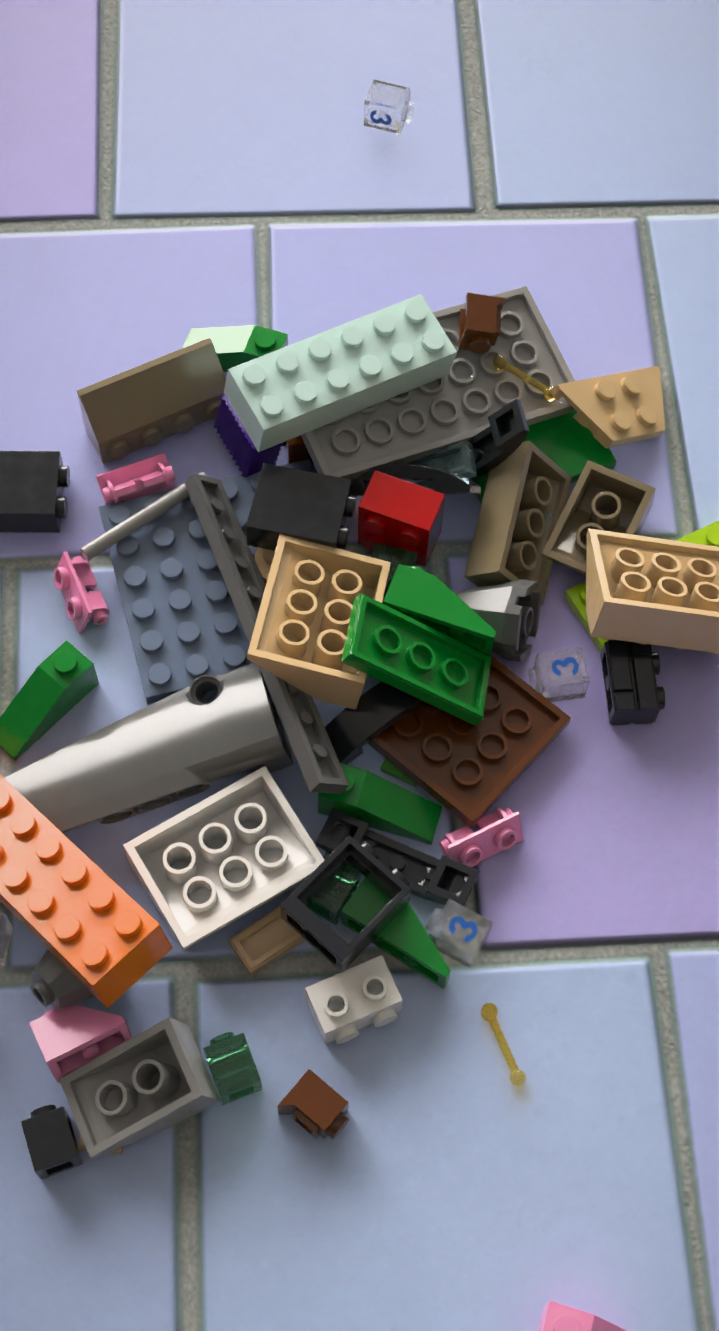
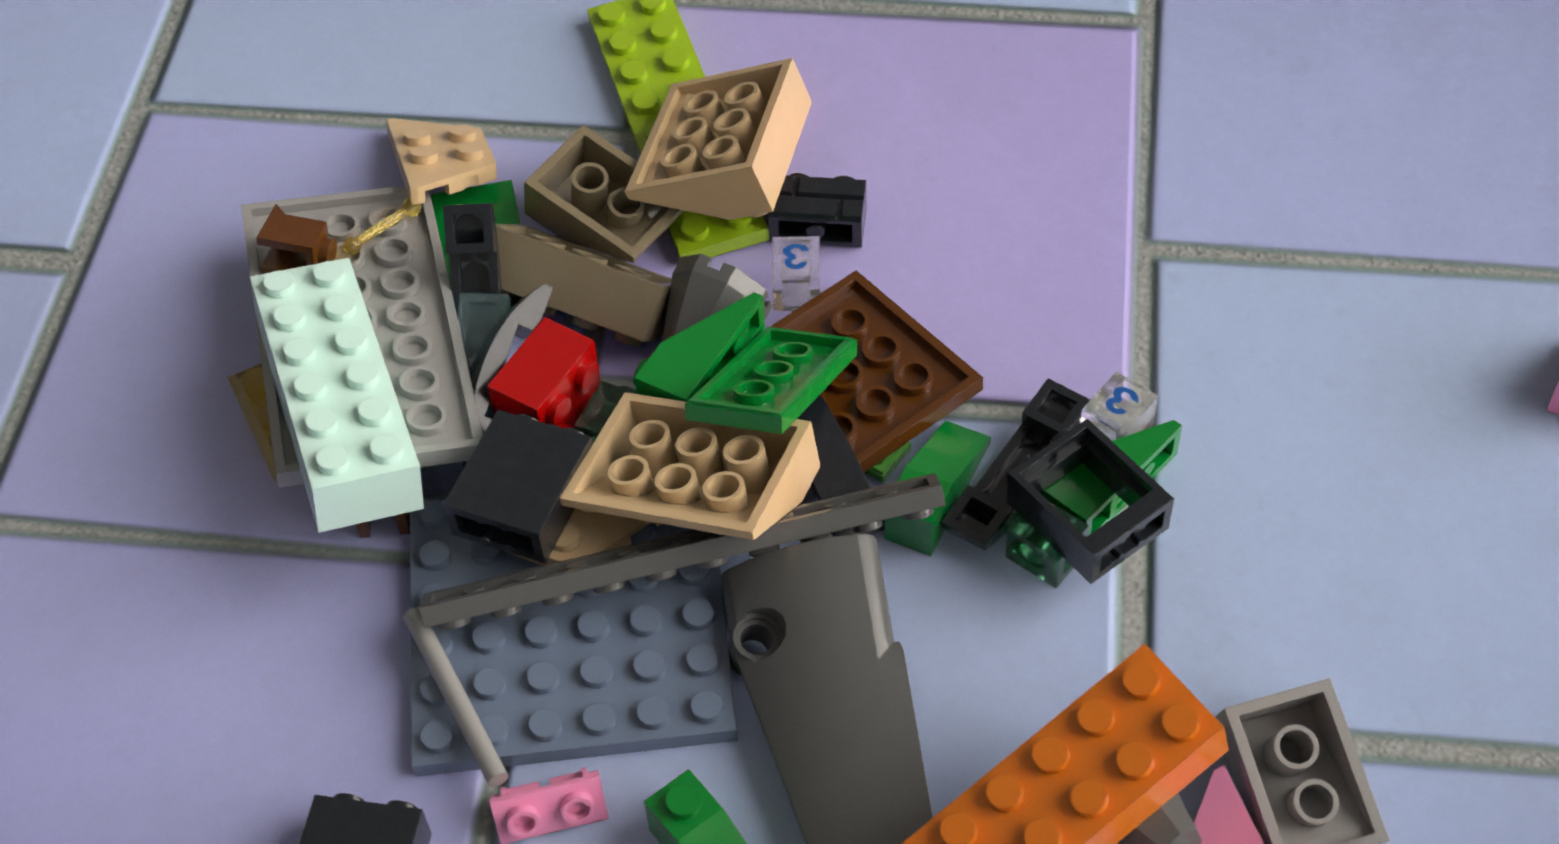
camera: 75 degrees left, 10 degrees down
(137, 479) = (383, 712): bright pink hinge -> none
(153, 400) = (269, 667): dark tan slope -> none
(223, 857) = (995, 639): white slope -> none
(232, 1067) = (1271, 665): clear green brick -> none
(239, 343) = (202, 563): slope -> none
(239, 442) = (355, 559): dark purple brick -> none
(264, 942) = (1095, 620): tan tile -> none
(315, 1107) = (1324, 588): reddish brown window -> none
(354, 1000) = (1200, 543): white brick -> none
(489, 1013) = (1211, 410): clear yellow hinge -> none
(495, 833) = (1005, 396): bright pink hinge -> none

